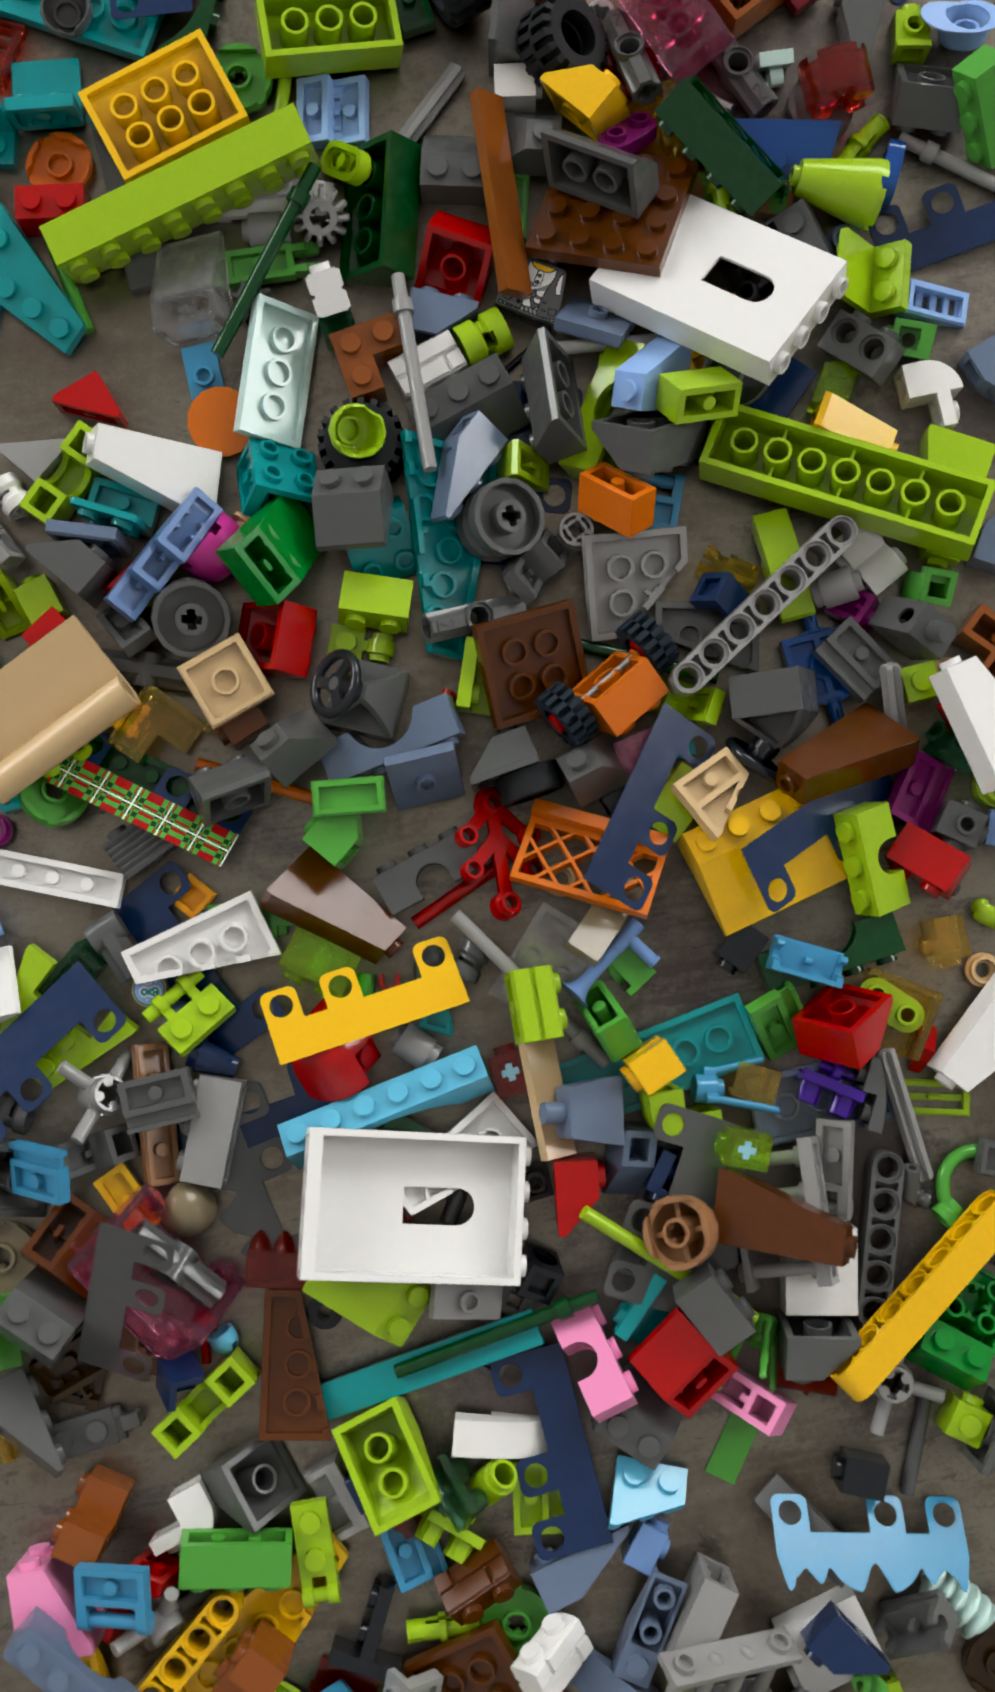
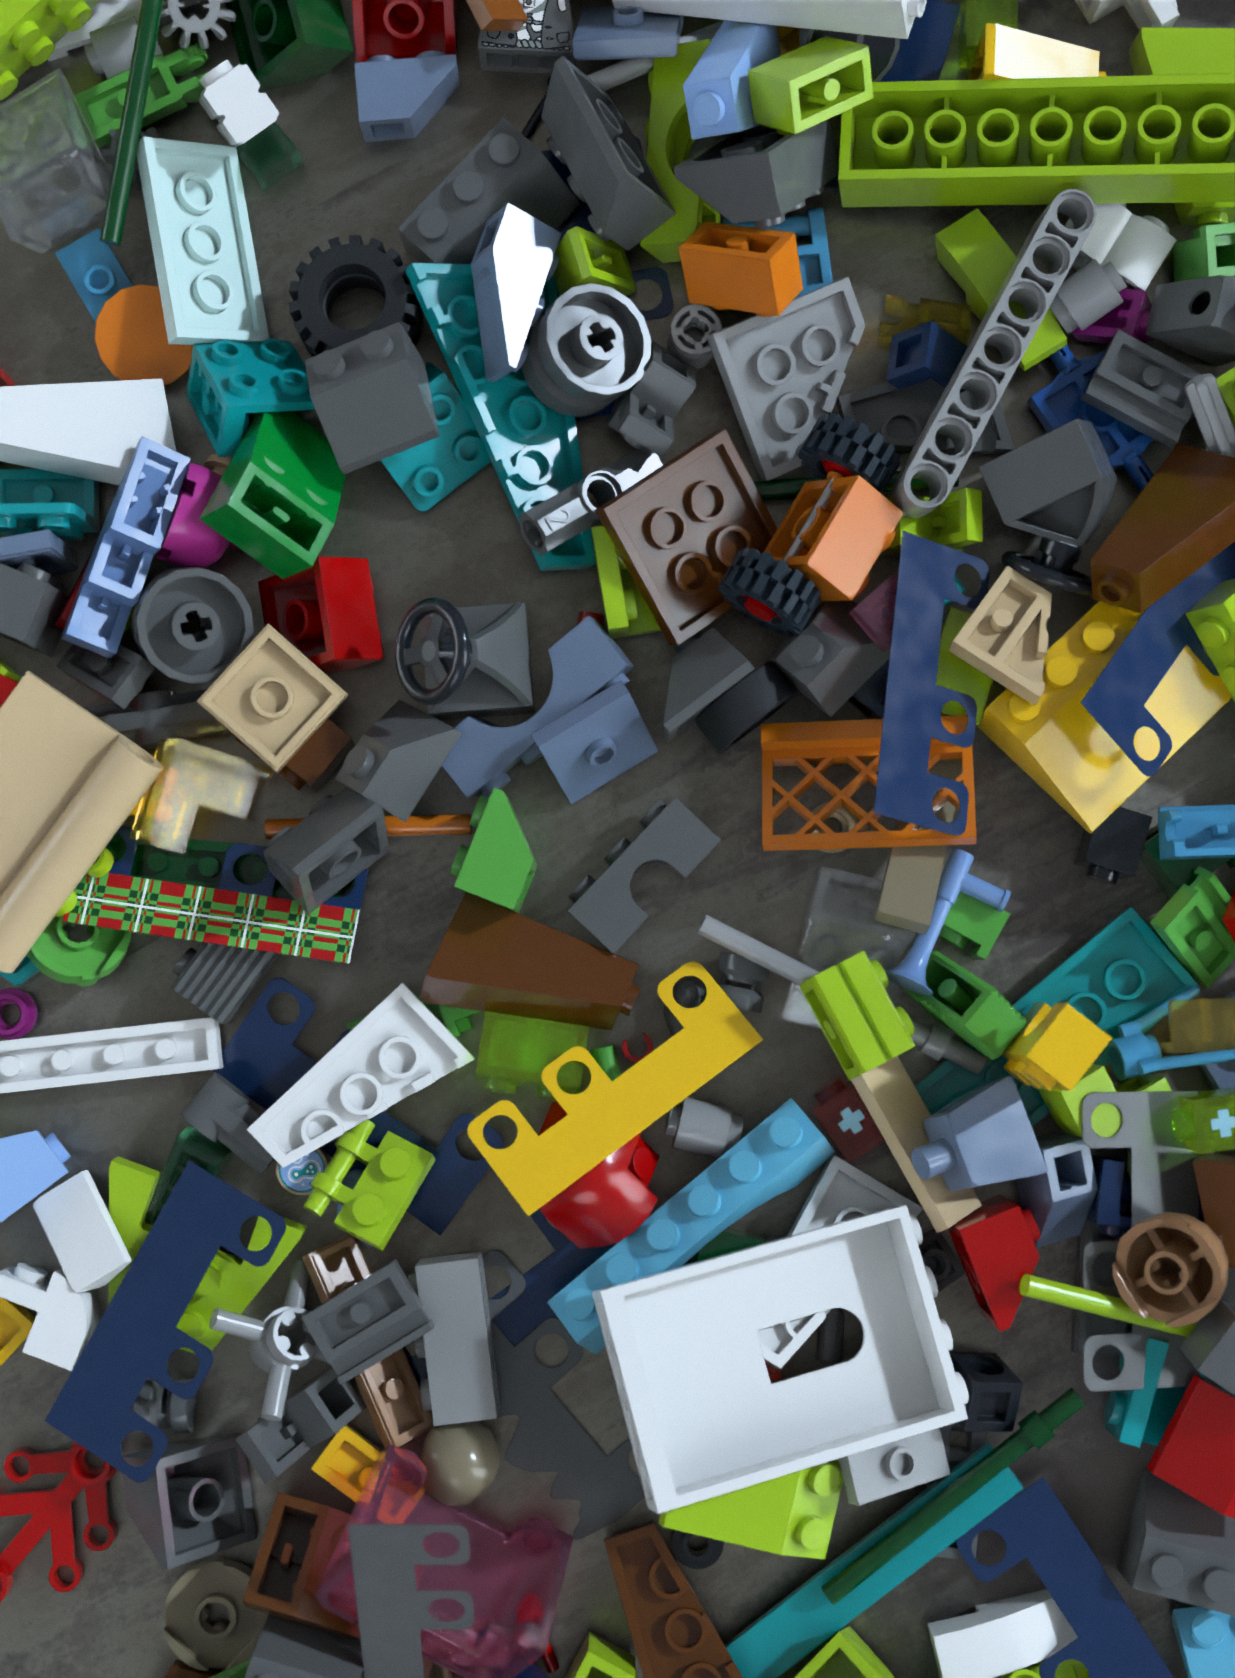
camera: 20 degrees left, 0 degrees up
(39, 1172) = (233, 1479): dark azure plate -> none
(186, 1271) = (493, 1553): dark grey piece -> none
(197, 898) = (327, 1019): light orange tile -> none
(212, 1059) = (424, 1239): dark blue cone -> none
(224, 1339) = (569, 1628): medium azure hinge -> none
(272, 1267) = (607, 1503): clear red plate -> none
(348, 796) = (501, 805): bright green tile -> none
(357, 431) = (345, 286): lime hair -> none
(363, 351) = (317, 171): dark orange brick -> none
(375, 602) = (446, 521): lime brick -> none
(379, 647) = (470, 584): lime plate -> none
(403, 311) = (355, 100): light grey bar -> none
(438, 362) = (410, 167): white brick -> none
(438, 1023) = (726, 1085): teal tile -> none
(452, 897) = (692, 894): red bar -> none
(471, 341) = (462, 114): lime wheel -> none
(498, 847) = (729, 810): red plant -> none
(608, 1388) = (1138, 1521): bright pink arch -> none

